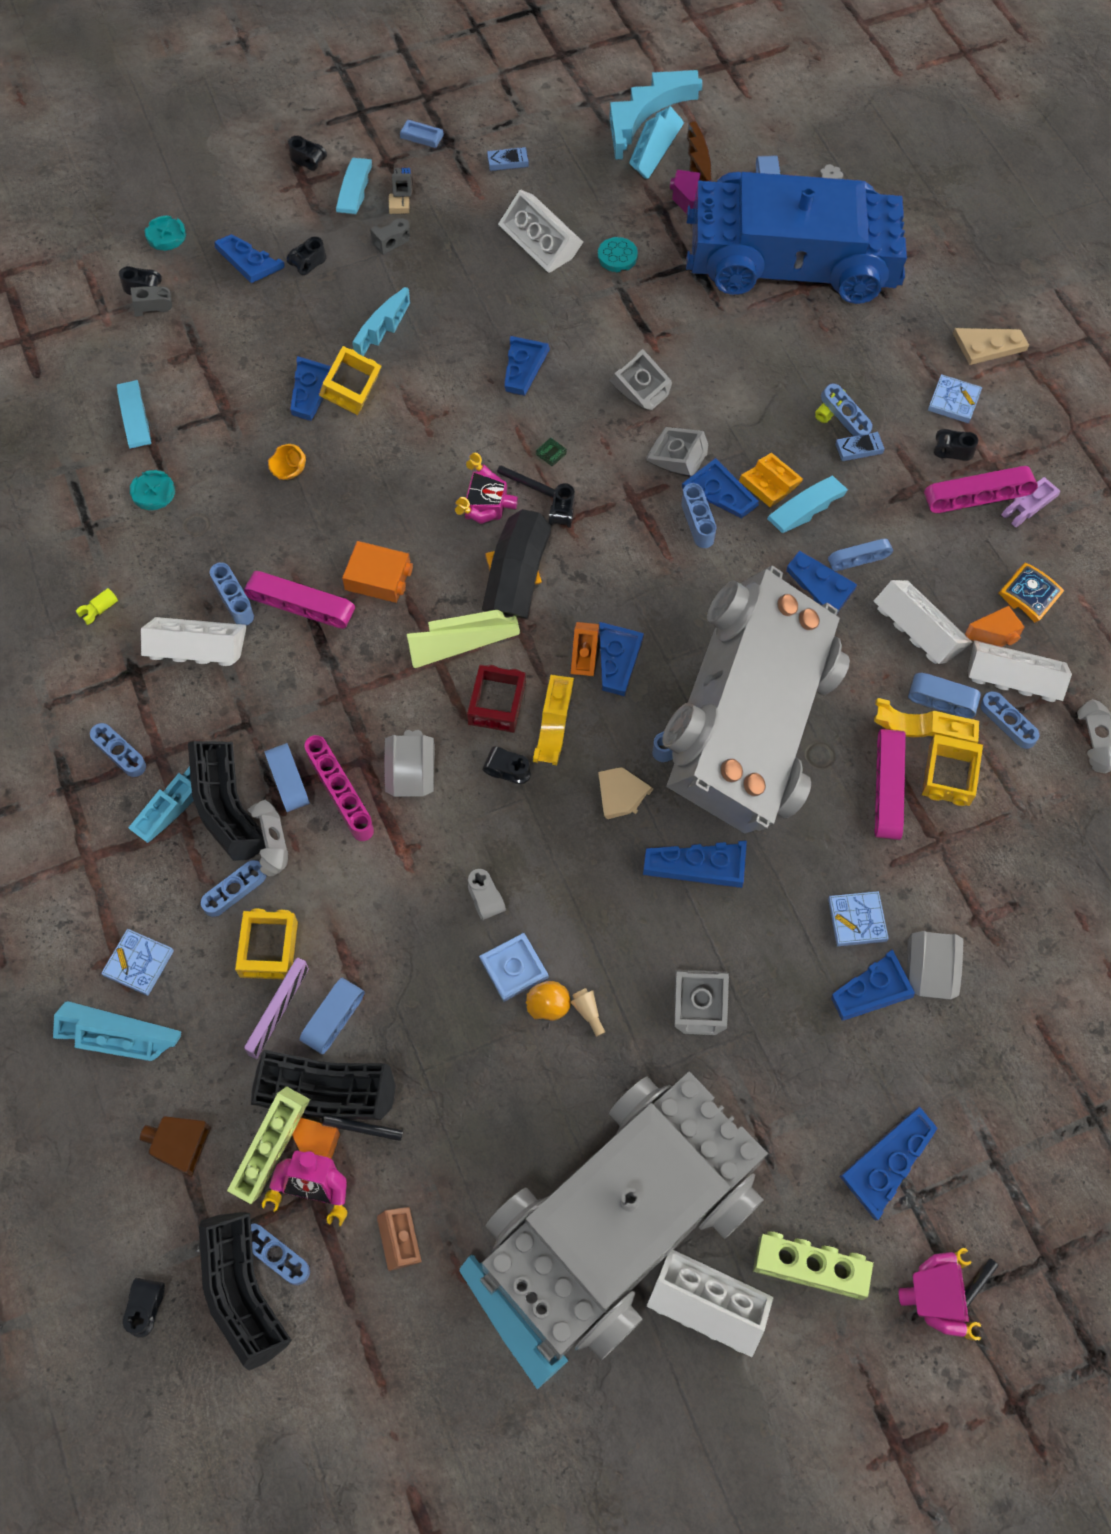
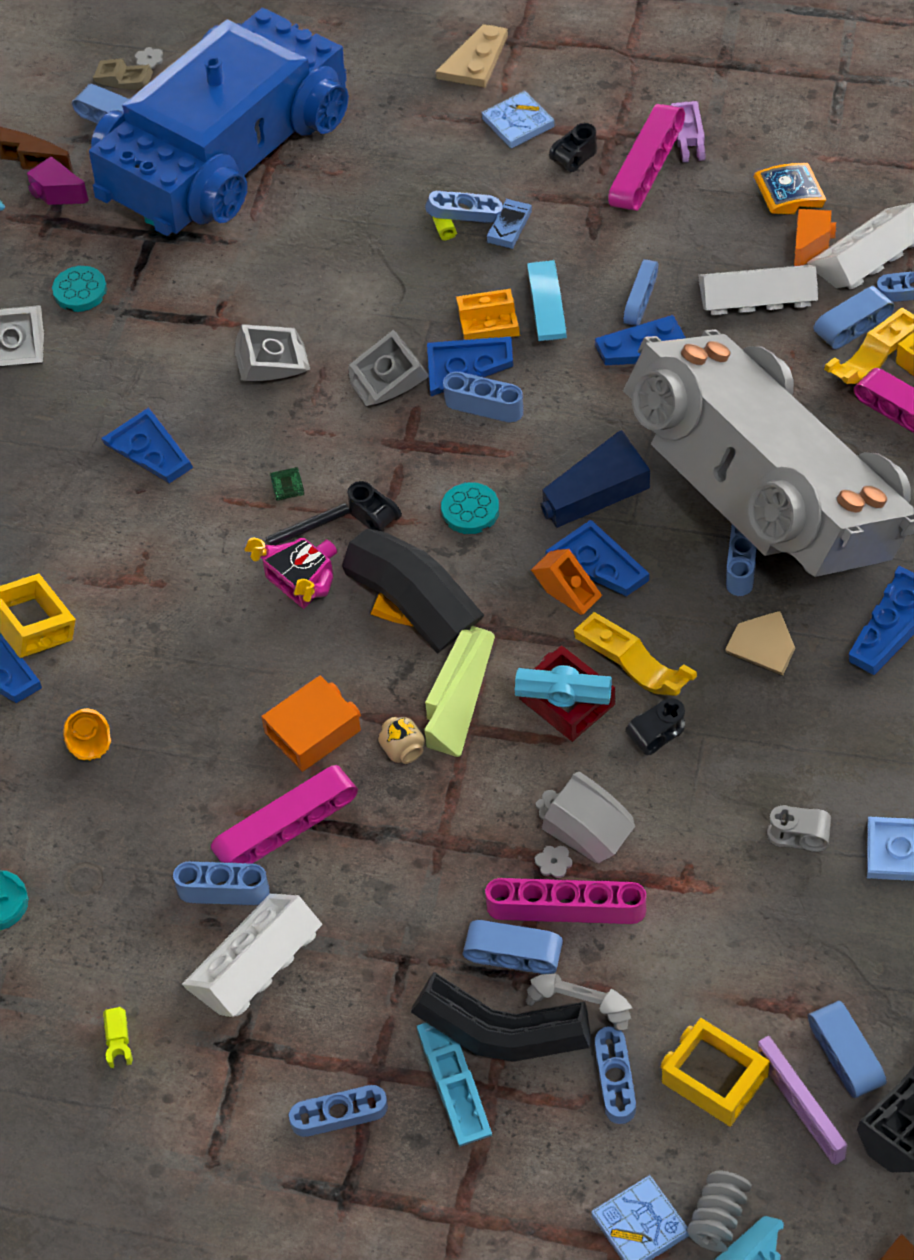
camera: 50 degrees left, 10 degrees down
(167, 1001) = (716, 1209): none -> light grey piece
(365, 760) = (554, 861): none -> light grey plant
(395, 627) = (401, 740): none -> tan head
(487, 690) = (563, 686): none -> medium azure piece
(606, 561) = (470, 508): none -> teal tile
(674, 618) = (596, 481): none -> dark blue slope
(803, 165) = (118, 75): none -> dark tan slope

